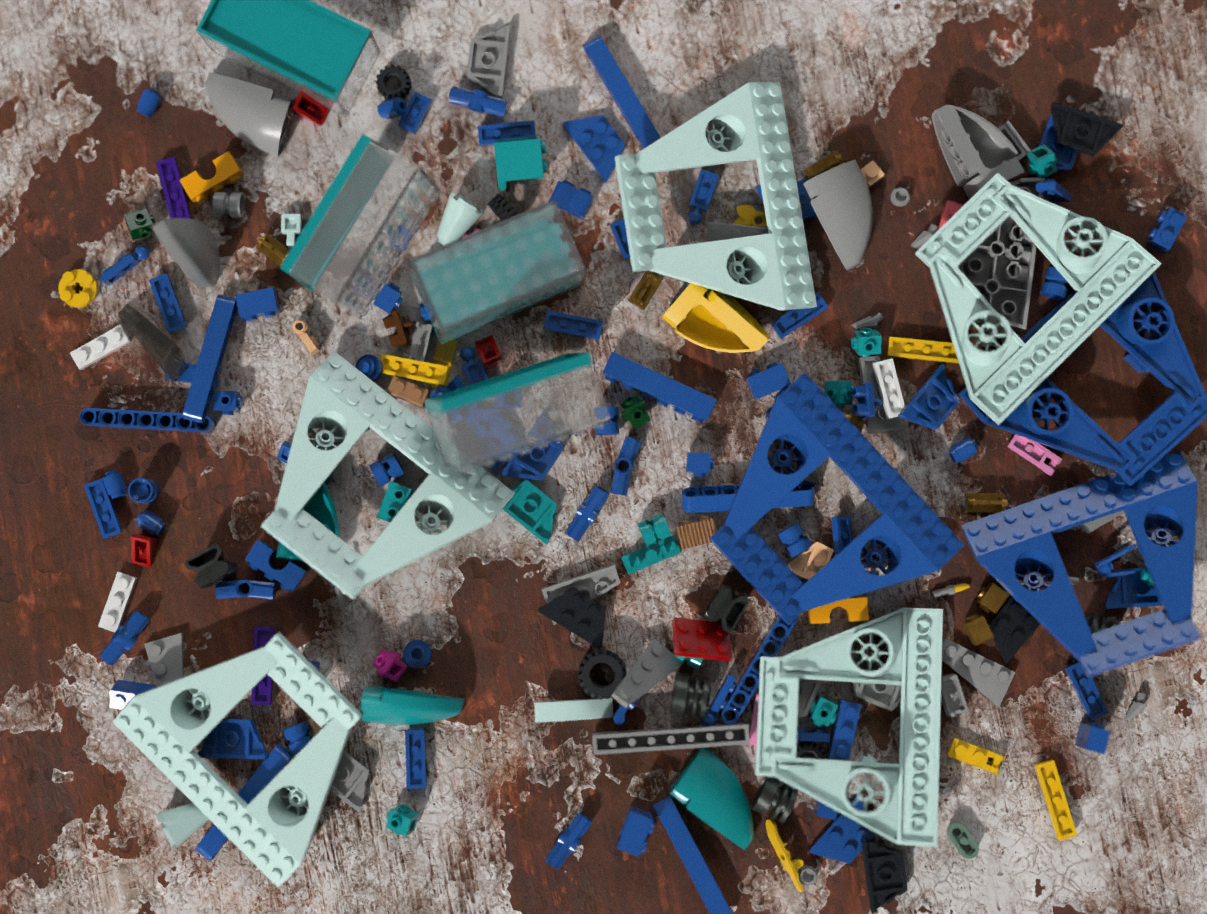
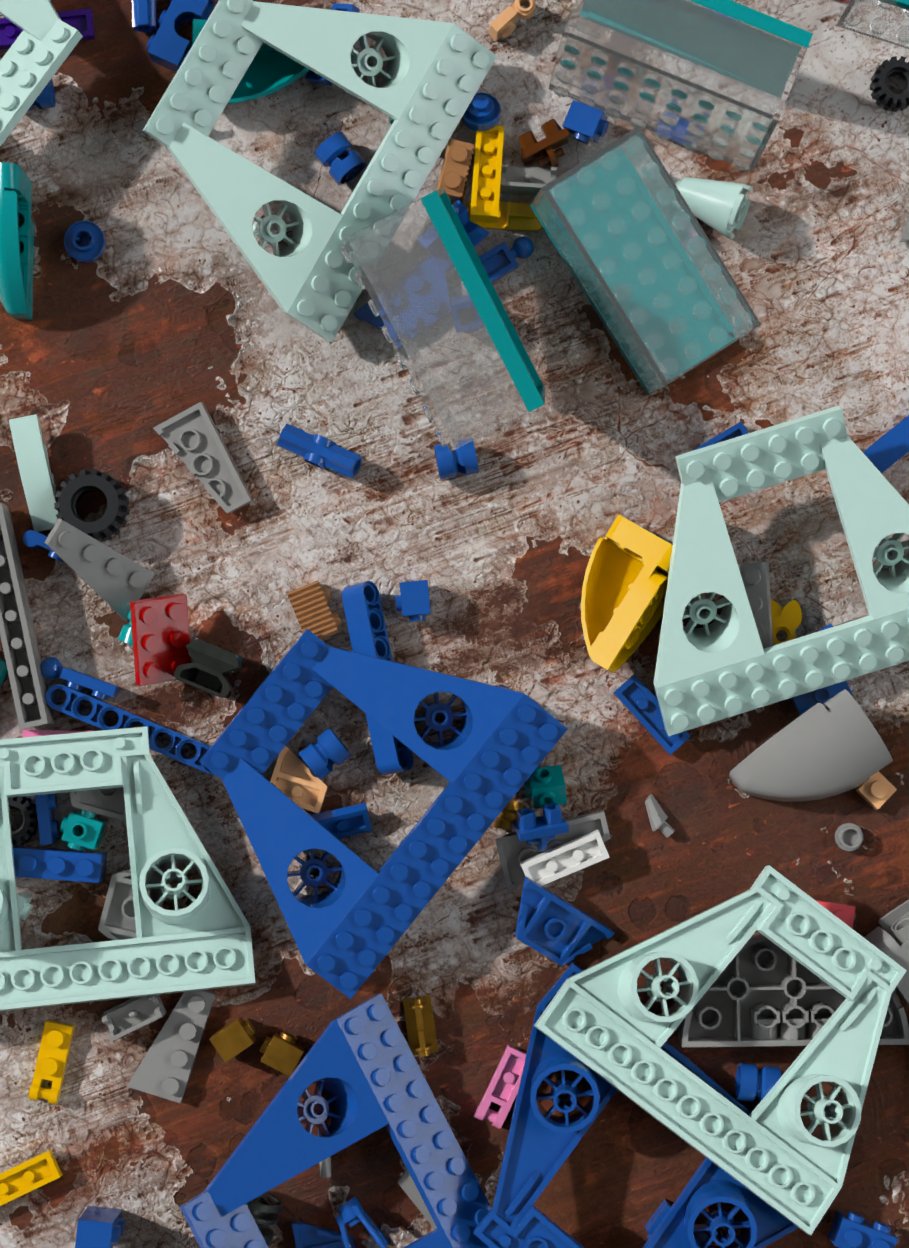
camera: 70 degrees right, 0 degrees up
(389, 665) = (62, 204): dark pink brick -> none
(392, 108) = (859, 86): blue brick -> none
(393, 501) = (299, 173): teal brick -> none
(415, 113) = (858, 120): blue plate -> none
(477, 101) = (889, 206): blue piece -> none
(489, 133) = (850, 255): blue plate -> none
(489, 352) = (529, 277): red slope -> none
(502, 208) = (741, 261): black tyre -> none
(519, 159) = (814, 275): teal container -> none
(532, 509) = (313, 373): teal wing -> none
(535, 463) = (379, 366): blue wing -> none
(572, 200) = (768, 361): blue brick -> none
(573, 325) = (587, 391): blue plate -> none
(578, 614) = (172, 459): black wing -> none
(597, 142) = (859, 385): blue wing -> none
(621, 478) = (375, 493): blue piece -> none
(635, 411) = (475, 497): dark green brick -> none
(645, 289) = (654, 487): pearl gold hinge -> none
(651, 554) = (274, 552): teal plate -> none
(654, 529) = (309, 549): teal wheel -> none
(659, 387) = (516, 527): blue brick -> none
(690, 694) = (79, 634): pearl dark grey wheel -> none
(701, 196) = (804, 548): blue plate -> none
(768, 381) = (549, 682): blue brick -> none
(825, 164) = (881, 722): pearl gold hinge -> none
(855, 608) = (240, 855): light orange arch -> none
(866, 342) = (627, 817): teal brick -> none
(921, 350) = (629, 898): yellow plate -> none
(924, 236) = (796, 879): light grey bar -> none
(950, 590) = (286, 991): light grey piece -> none
(963, 450) = (492, 981): blue brick -> none
(1012, 628) = (241, 1087): black wing -> none
(1053, 191) = (892, 1059): blue plate -> none
(1086, 692) = (163, 1213): blue plate -> none

